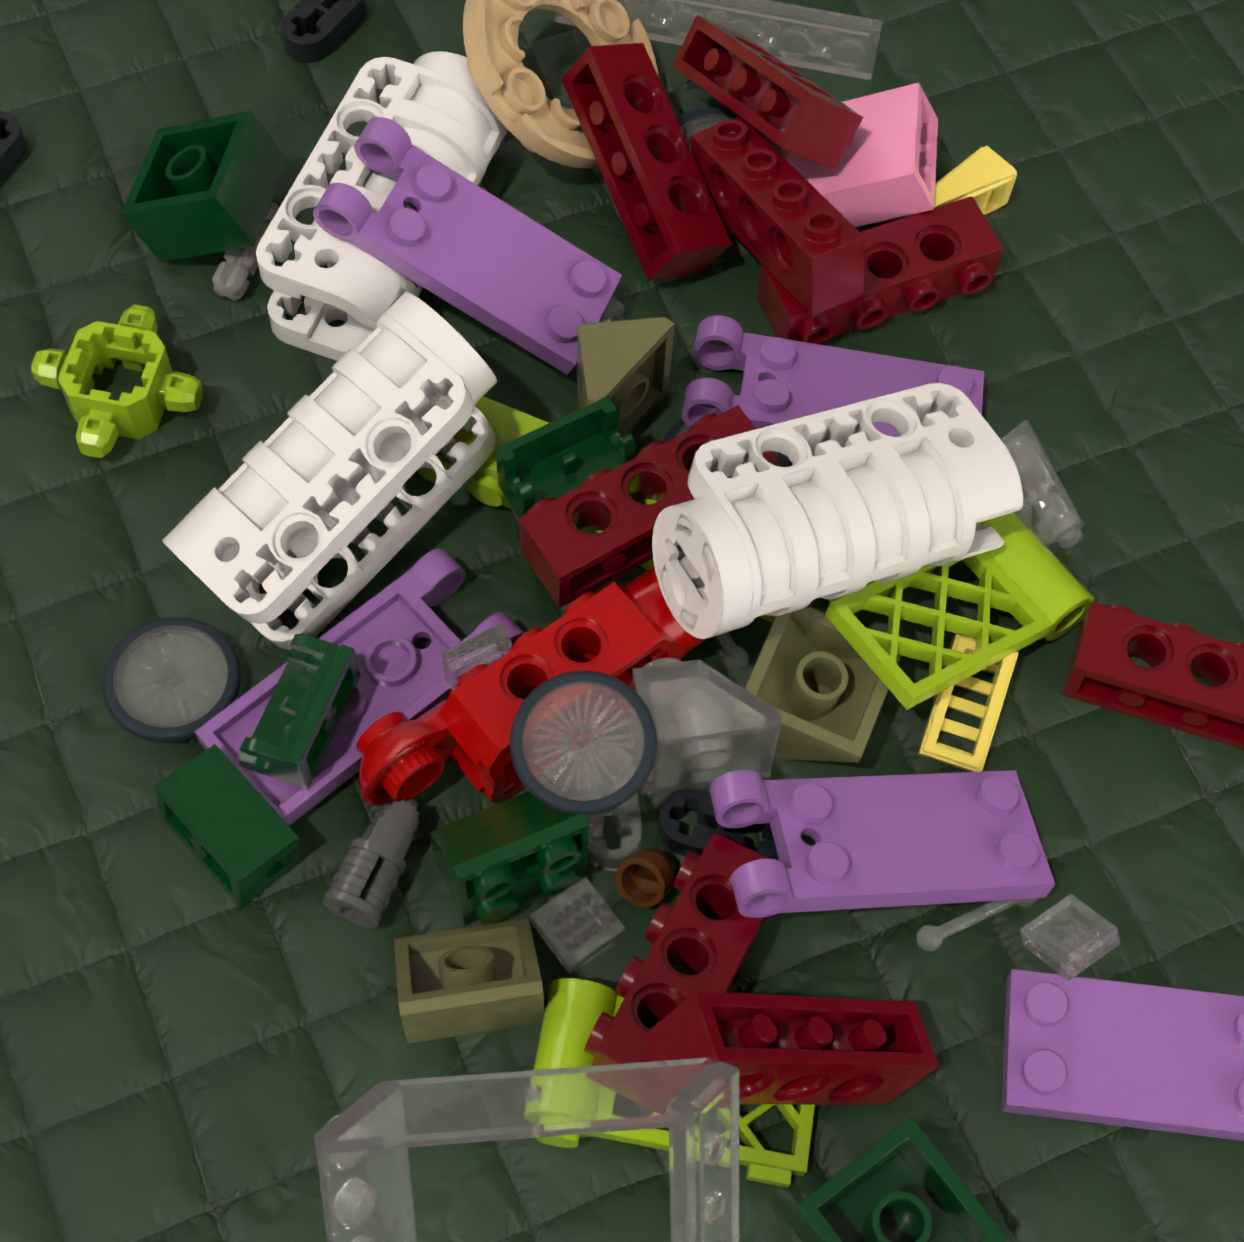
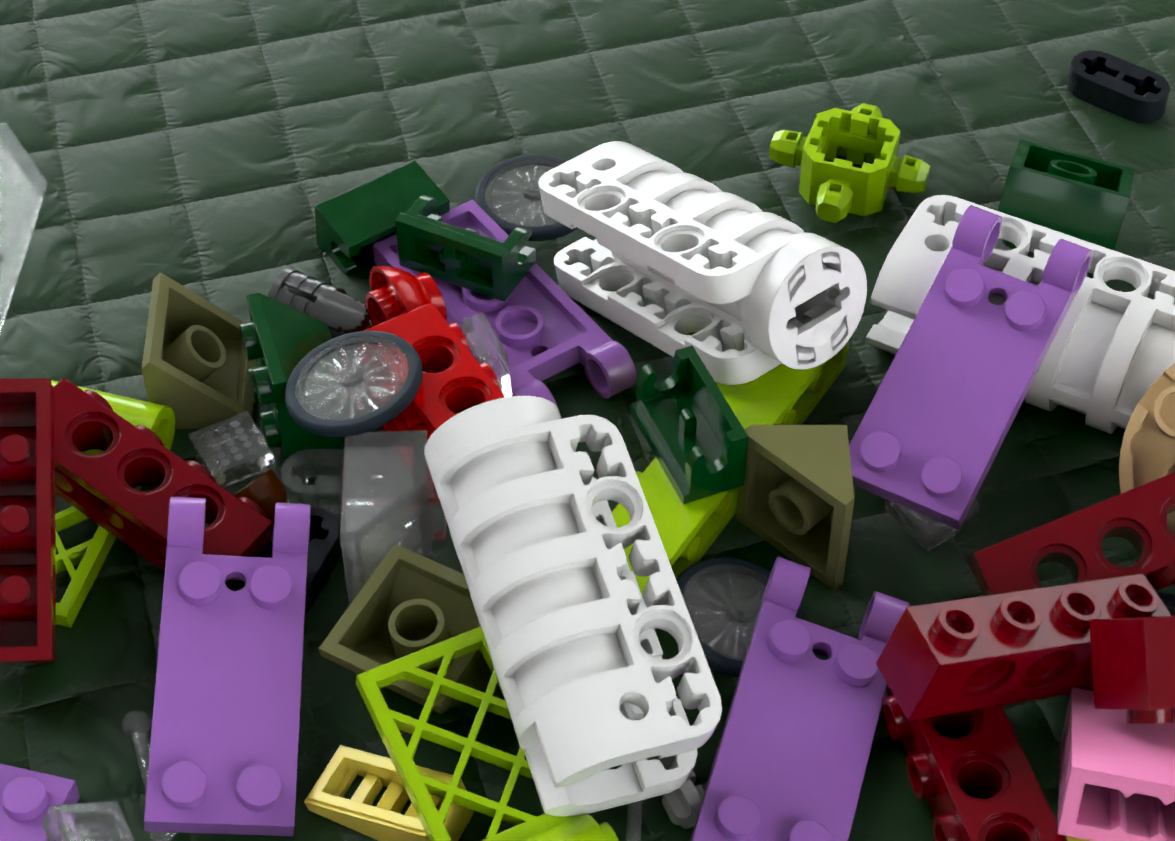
camera: 100 degrees right, 15 degrees down
(581, 562) = (693, 542): dark red brick -> none

